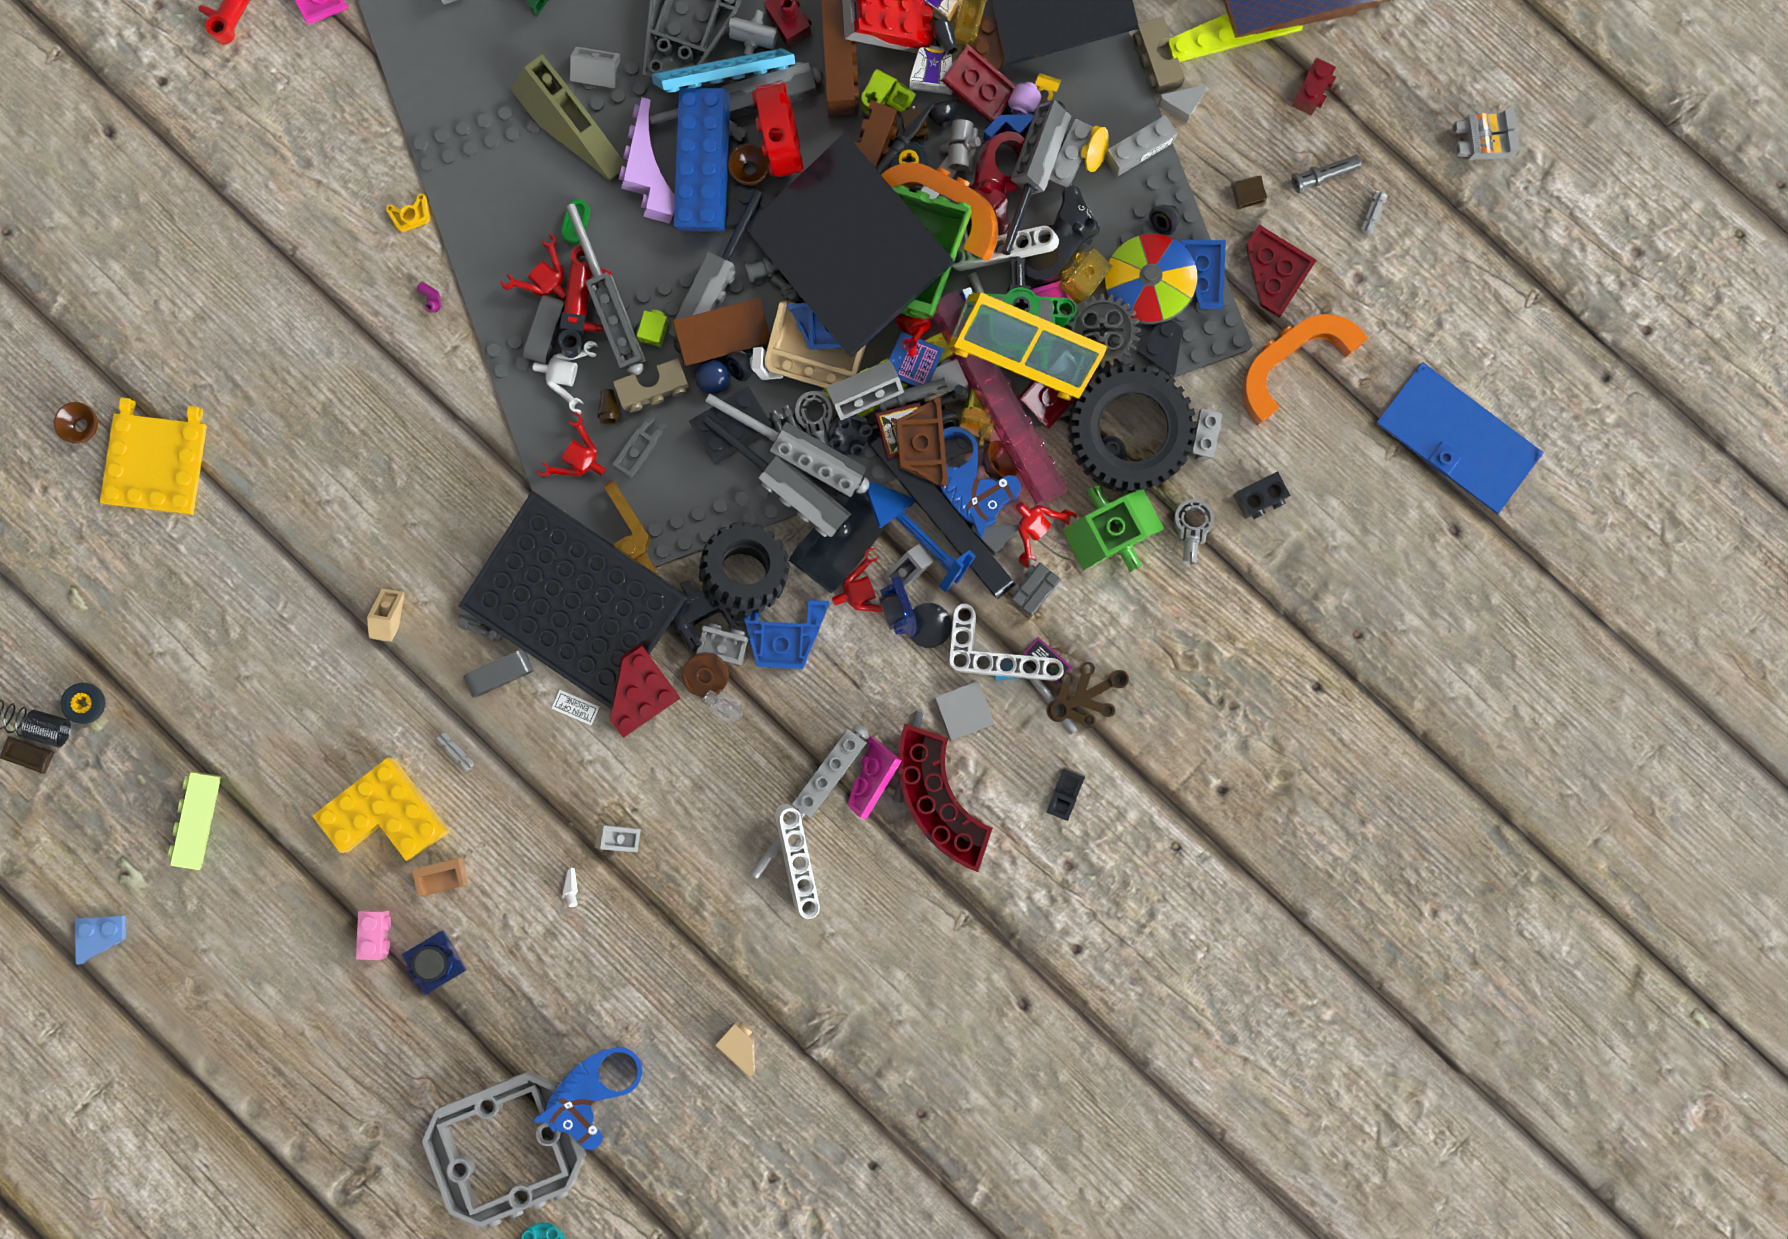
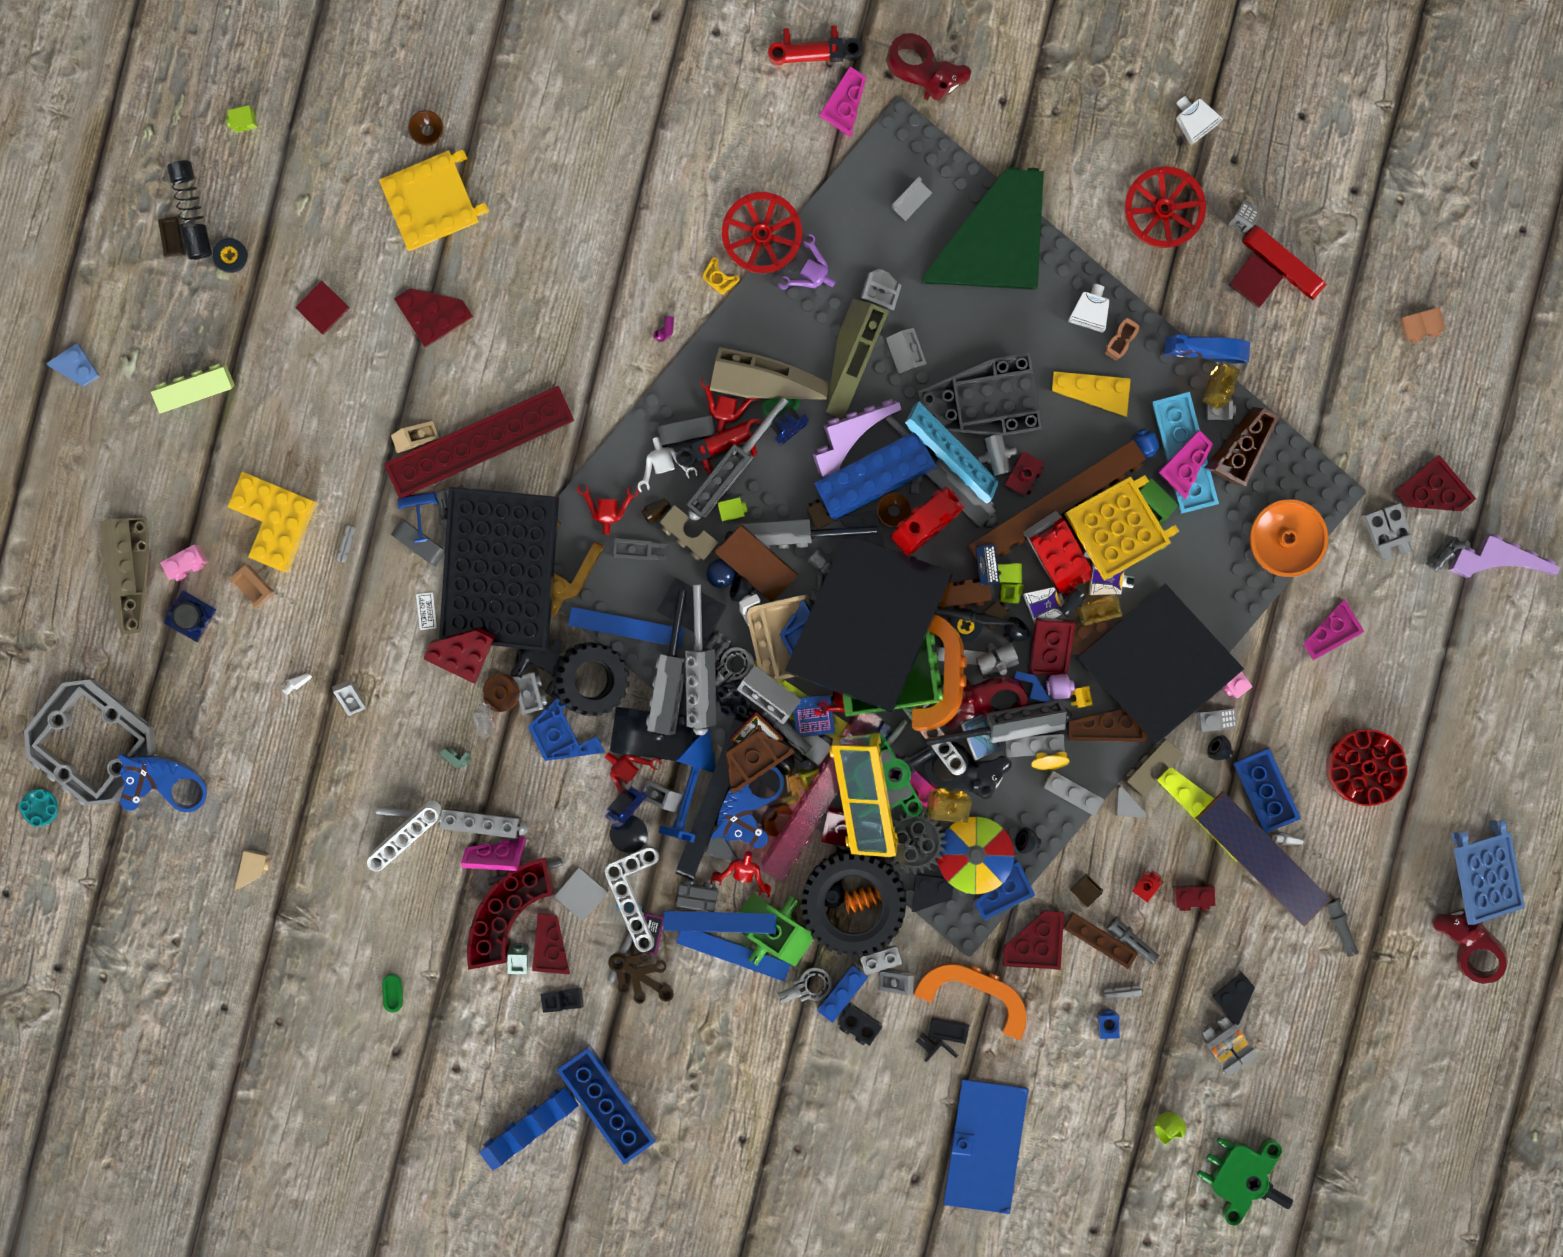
camera: 65 degrees right, 5 degrees up
(196, 637) = (322, 307): none -> dark red tile
(271, 526) = (432, 314): none -> dark red plate
(342, 1001) = (126, 568): none -> dark tan wedge
(387, 140) = (773, 198): none -> red wheel
(431, 552) = (479, 442): none -> dark red plate
(455, 650) = (417, 500): none -> blue piece
(460, 114) = (813, 272): none -> medium lavender piece
(516, 55) = (881, 289): none -> light grey slope
(535, 220) = (763, 377): none -> dark tan wedge
(600, 221) = (788, 425): none -> clear blue piece
(708, 508) = (622, 626): none -> blue tile
(709, 242) = (819, 514): none -> dark brown brick
(742, 764) = (452, 756): none -> sand green bracket
(857, 92) = (987, 564): none -> slope
(958, 971) = (392, 993): none -> green tile
(996, 815) = (518, 958): none -> bracket
(1002, 776) = (549, 948): none -> dark red wing
(1039, 206) = (982, 744): none -> piece
(1075, 577) = (719, 922): none -> blue tile
(1093, 74) = (1106, 727): none -> reddish brown wing
(1113, 587) = (733, 953): none -> blue tile
(1131, 417) = (862, 898): none -> orange piece
(1182, 903) = (532, 1125): none -> blue brick
(1203, 806) = (607, 1104): none -> blue brick
(1218, 494) = (842, 992): none -> blue brick
(1239, 432) = (896, 982): none -> light grey slope
(1275, 133) = (1145, 891): none -> red brick
(1308, 206) = (1100, 940): none -> reddish brown tile
(1317, 410) = (948, 1030): none -> black tile
(1327, 435) = (932, 1048): none -> black bracket
(1408, 239) = (1112, 1032): none -> blue brick
(1439, 104) = (1235, 997): none -> black wing
(1539, 238) = (1169, 1126): none -> lime hair
(1621, 200) = (1235, 1170): none -> green piece

